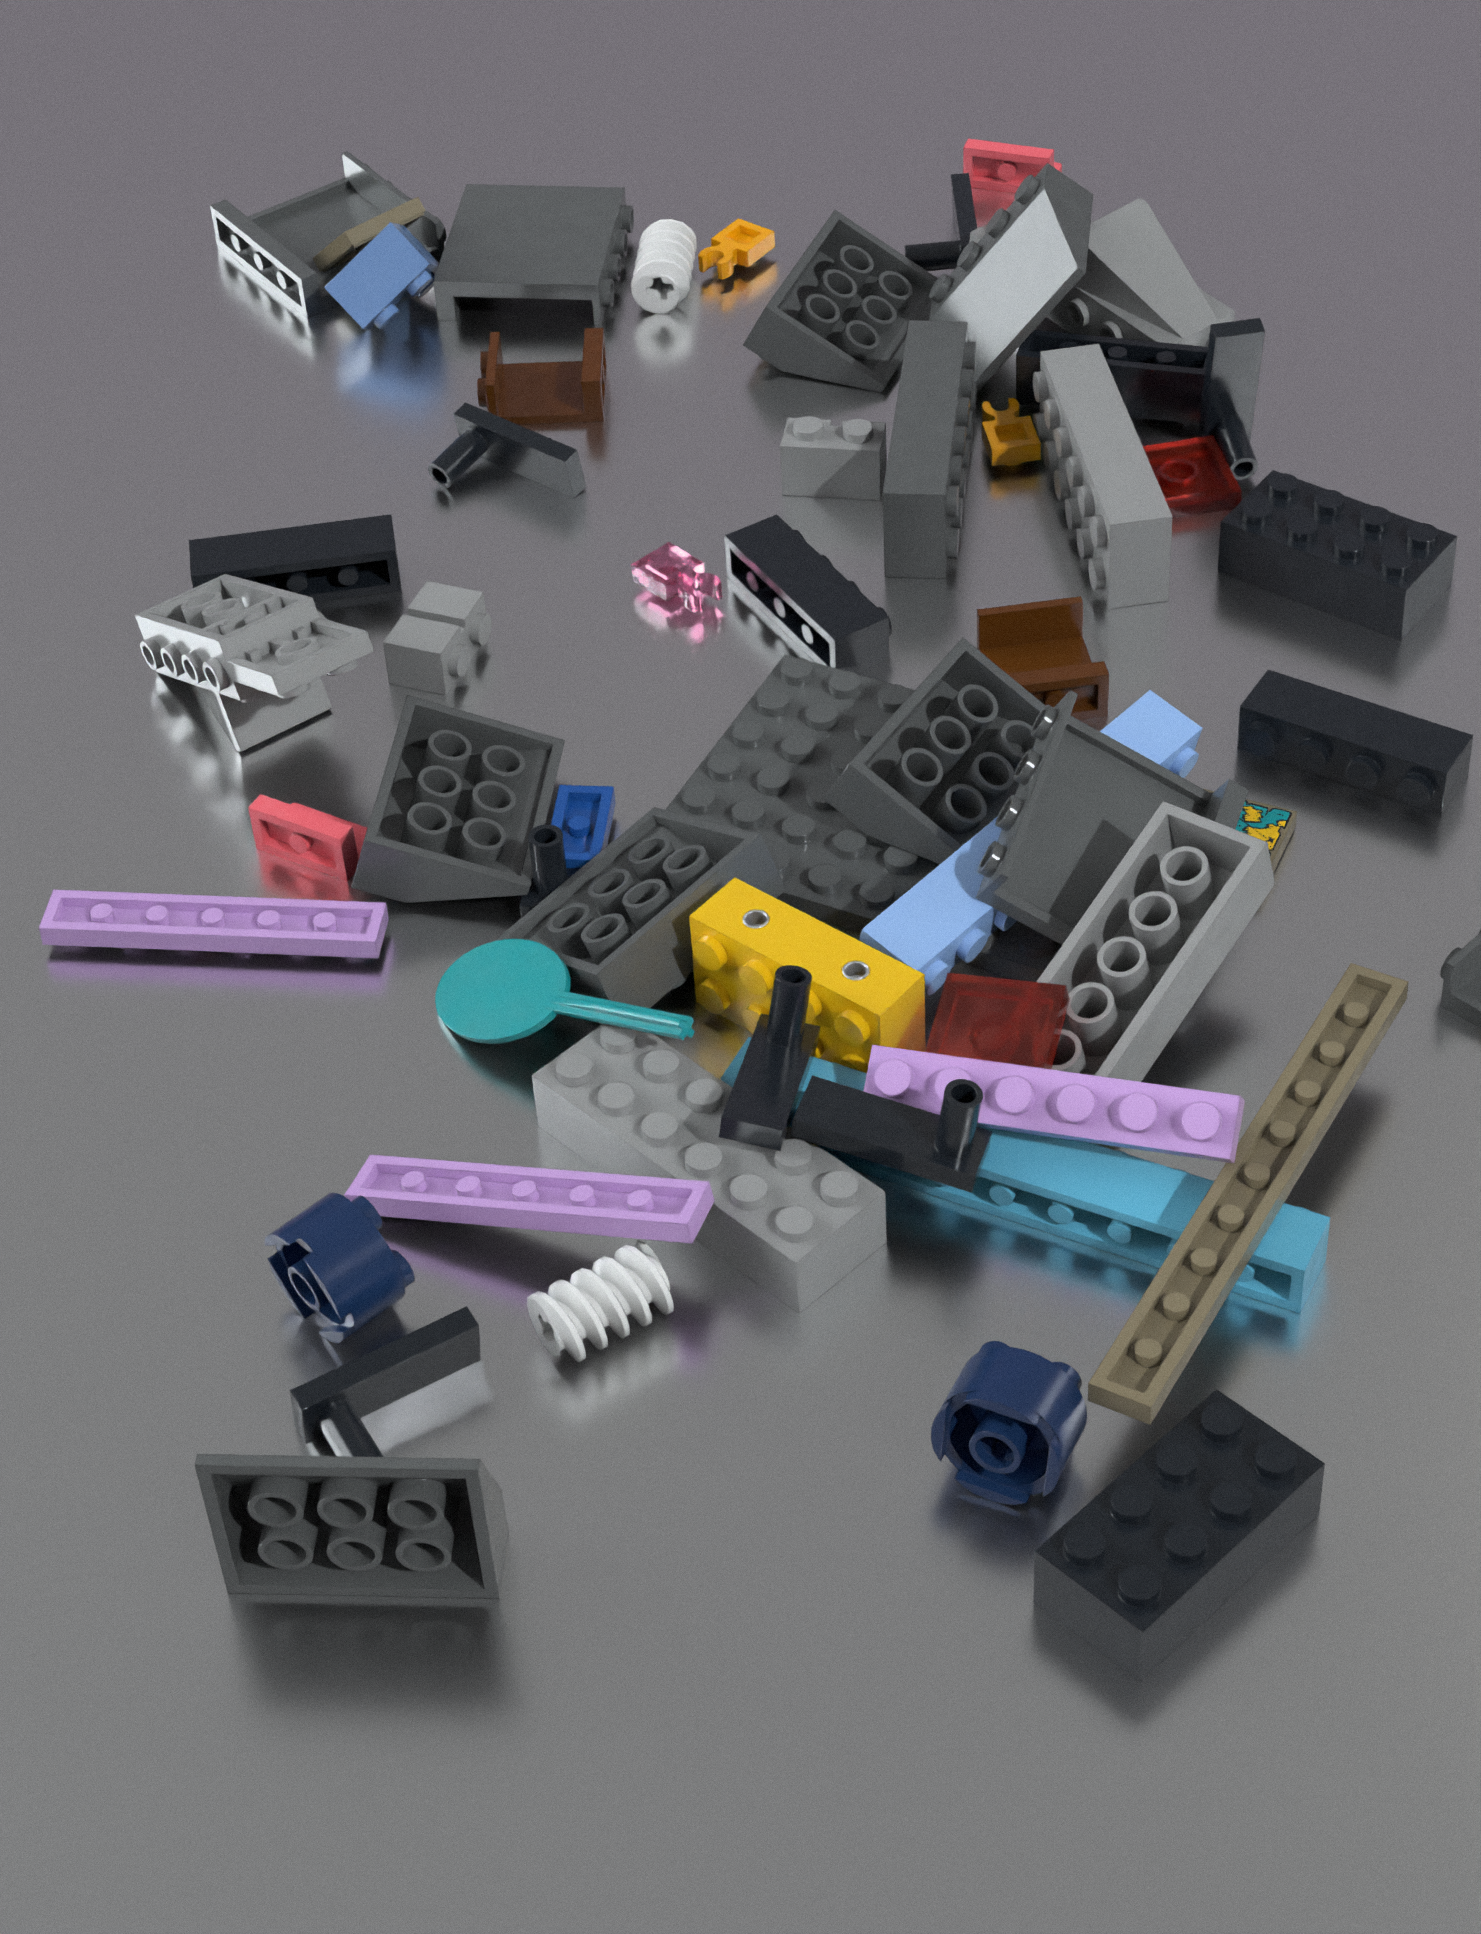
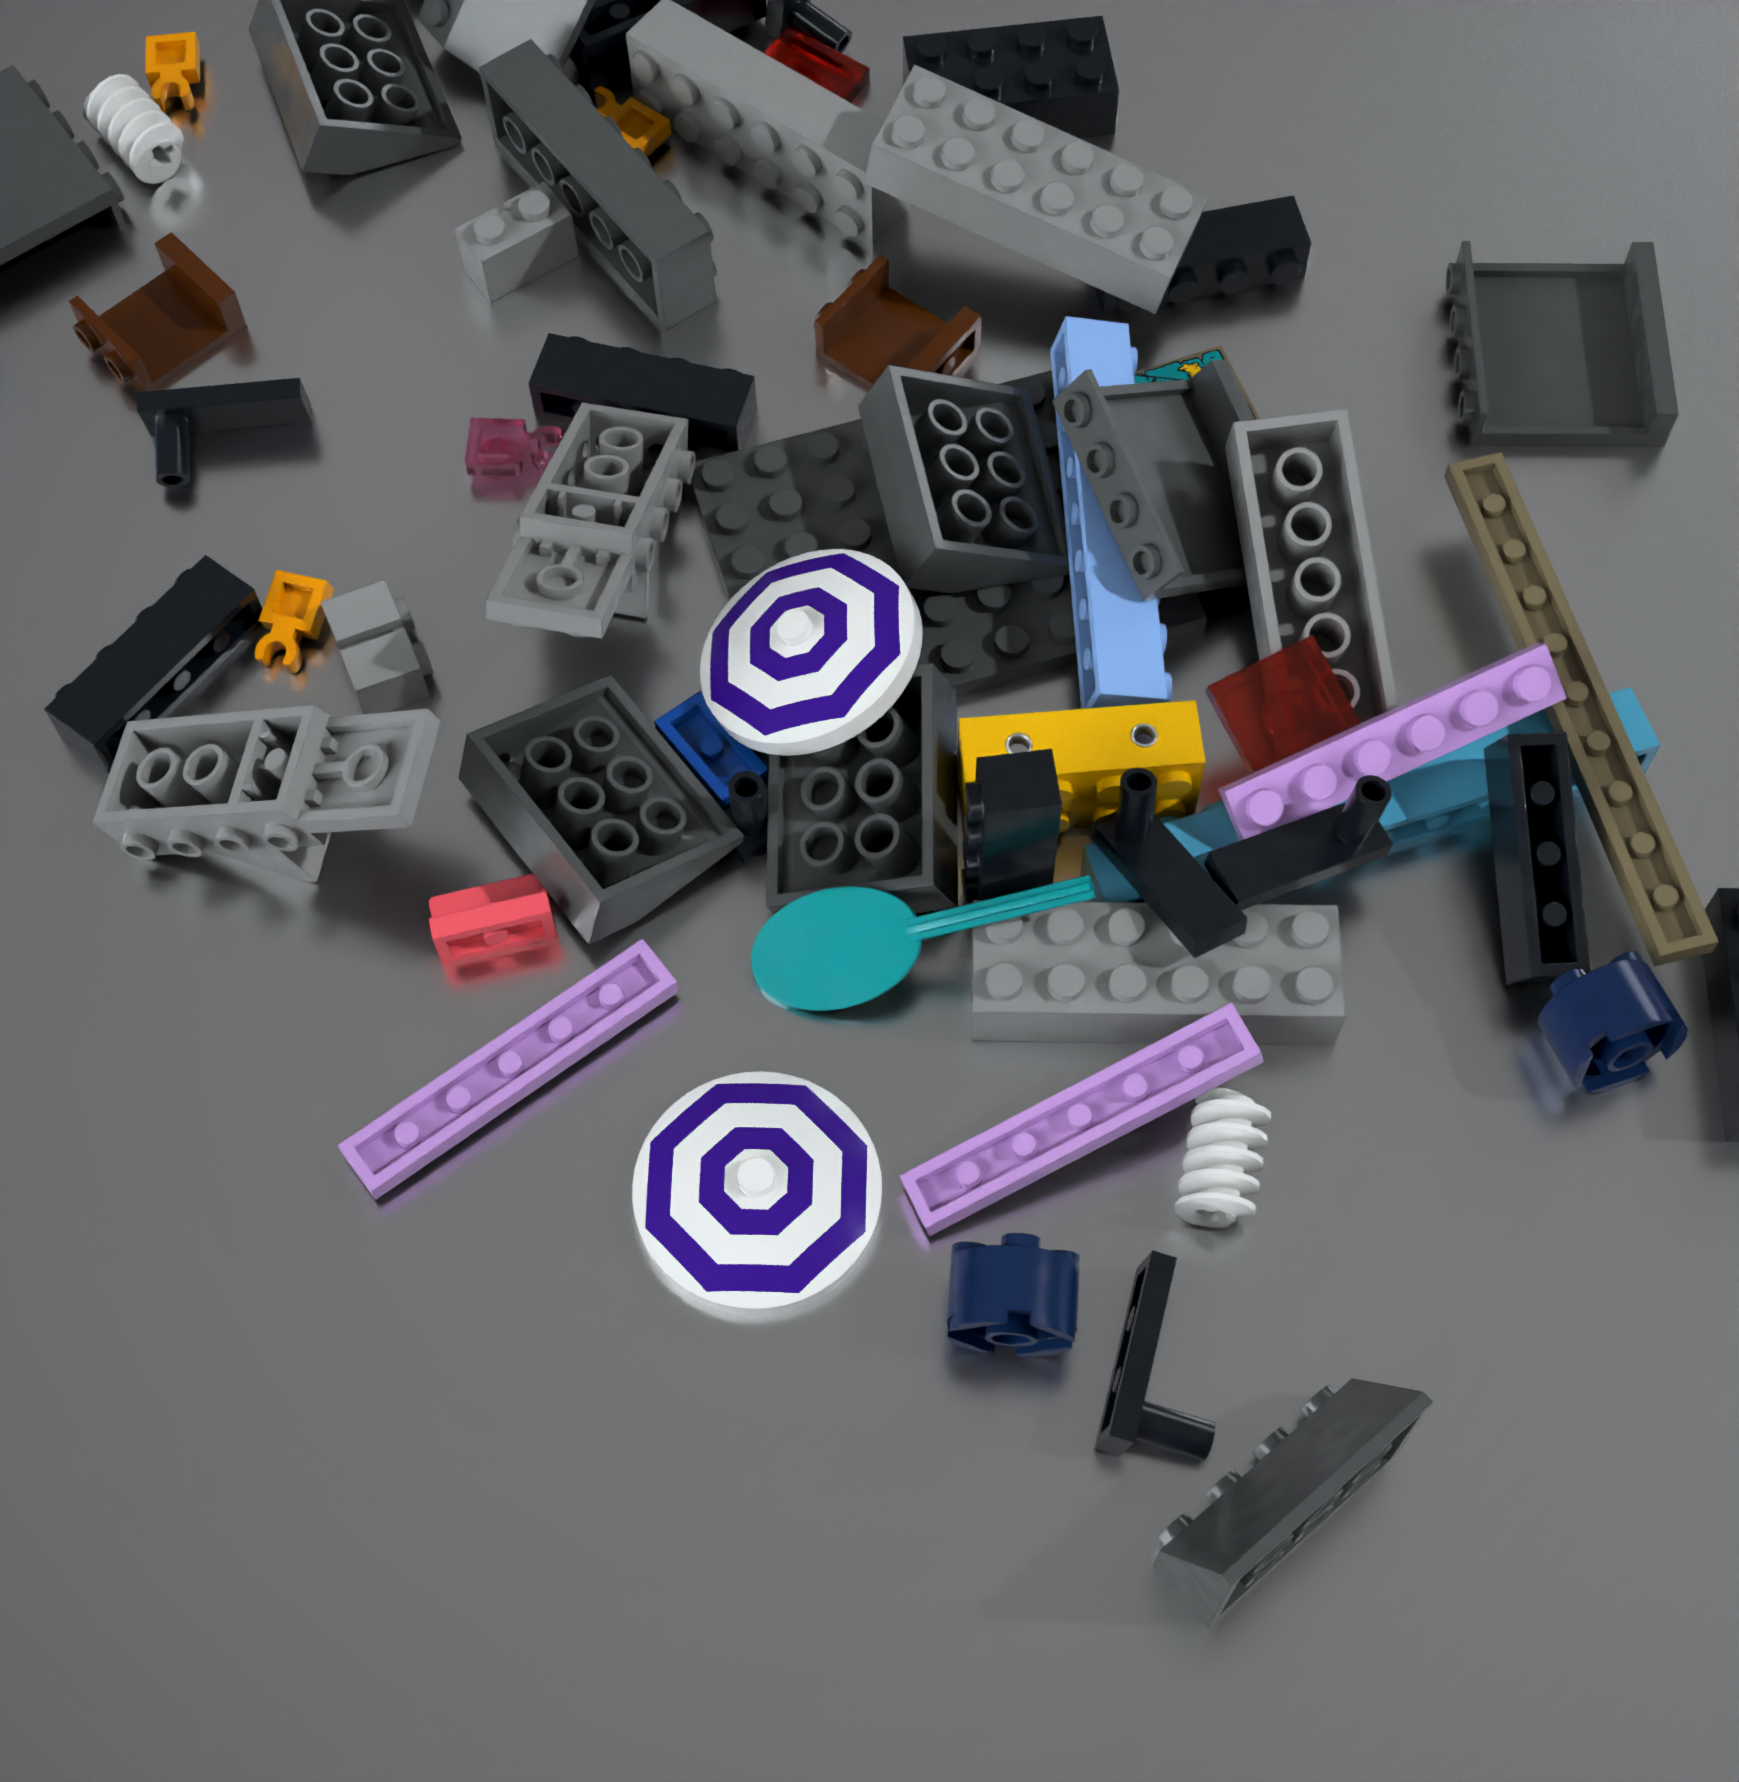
camera: 45 degrees left, 20 degrees up
(275, 1108) = (757, 1193): none -> dish
(389, 603) = (291, 612): none -> light orange plate
(652, 634) = (594, 523): none -> light grey wedge
(677, 951) = (1010, 825): none -> black brick
(701, 792) = (811, 652): none -> dish
(1087, 1251) = (1536, 857): none -> black brick
(1227, 598) = (1034, 188): none -> light grey brick

